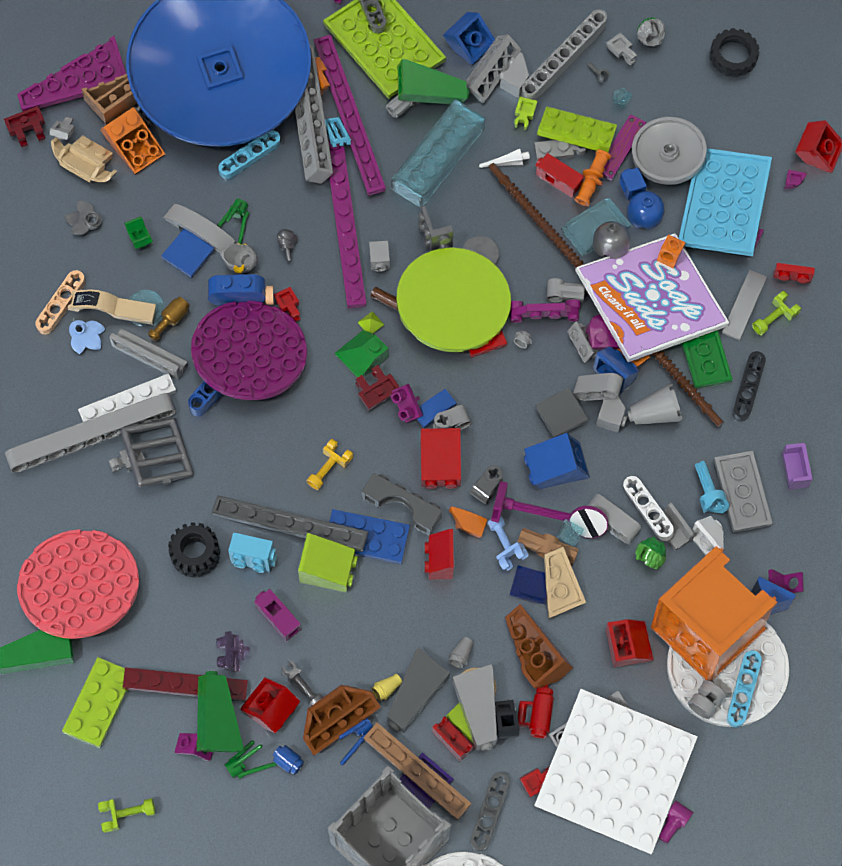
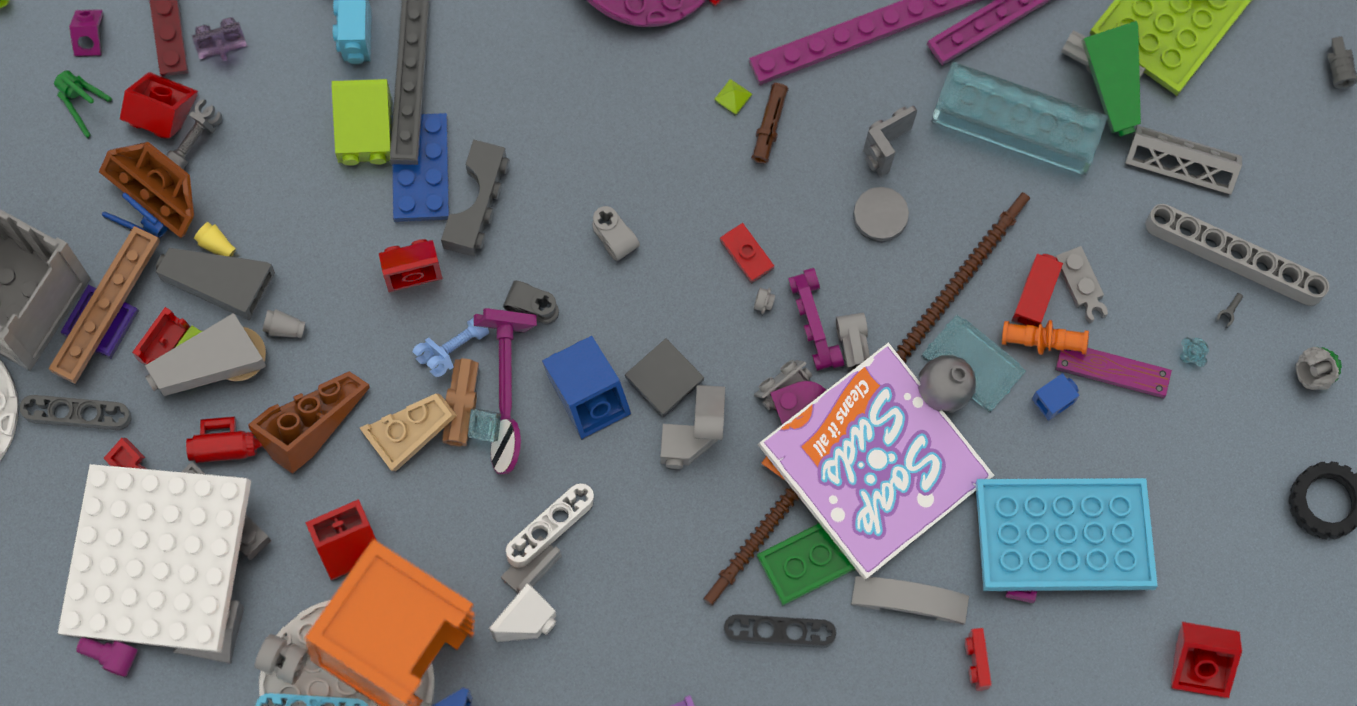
camera: 75 degrees right, 5 degrees up
(216, 716) = (116, 41): green slope -> none
(277, 614) = (281, 82): magenta brick -> none
(288, 759) = (90, 144): blue brick -> none
(315, 481) = (537, 90): yellow bar -> none
(363, 353) = (683, 96): green slope -> none
(377, 392) = (631, 130): dark red plate -> none
(379, 256) = (835, 80): light grey brick -> none
(407, 403) = (622, 168): magenta hips -> none
(438, 403) = (628, 206): blue slope -> none
(440, 458) = (549, 230): red slope -> none
(453, 299) = (793, 191): lime tile -> none
(468, 521) = (471, 291): orange slope -> none
(469, 37) = (1223, 117): blue slope -> none
(506, 719) = (195, 402): black brick -> none
(512, 158) = (1046, 223): white piece -> none
(514, 76) = (1183, 193): light grey slope -> none
(524, 110) = (1129, 221): lime plate -> none
(529, 585) = (401, 389): clear blue piece -> none
(576, 129) = (1119, 300): lime plate -> none
(612, 361) = (750, 428): blue slope -> none
(618, 521) = (523, 480): light grey beam -> none
(621, 46) = (1280, 332): light grey plate -> none
(645, 210) = (1019, 426): blue cylinder -> none
(651, 552) = (482, 543): bright green piece -> none
(656, 408) = (705, 506): light grey cone -> none
(669, 150) = (1124, 435): light grey dish -> none
(670, 251) = (953, 468): orange brick -> none
(713, 499) = (585, 610): medium azure piece -> none
(743, 490) = (611, 653): light grey plate -> none
(761, 326) = (880, 629): lime bar -> none
(794, 179) = (1140, 633): magenta tile -> none

